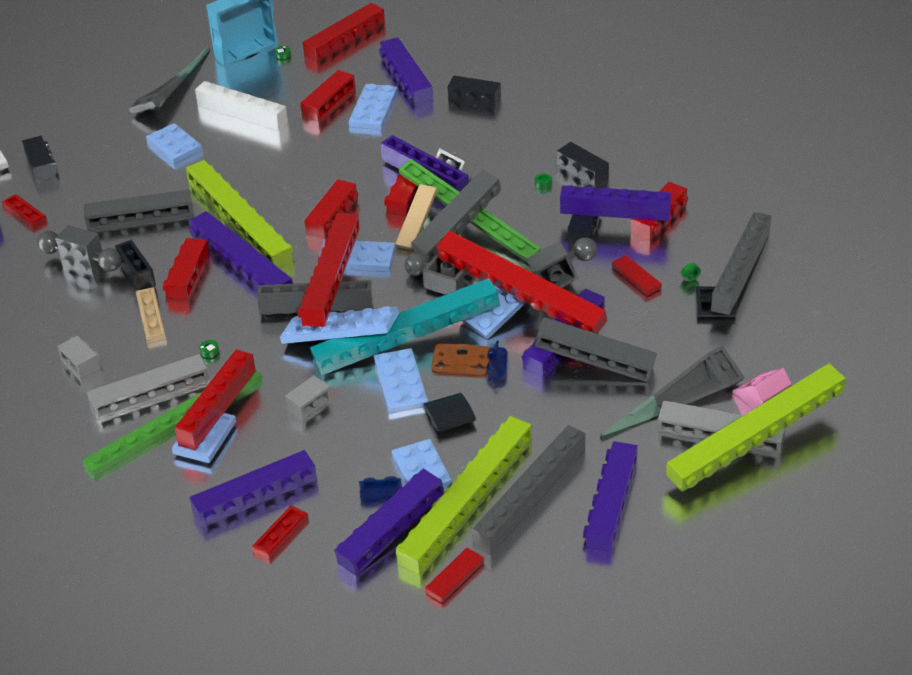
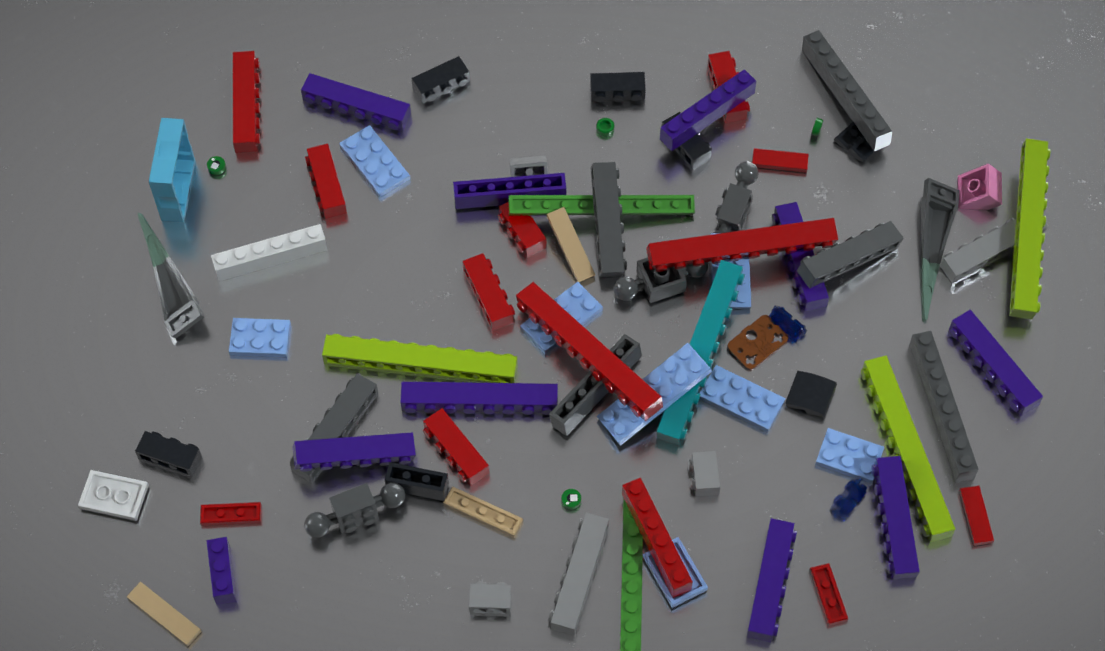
camera: 50 degrees left, 20 degrees up
(124, 222) = (353, 451): none -> dark purple brick

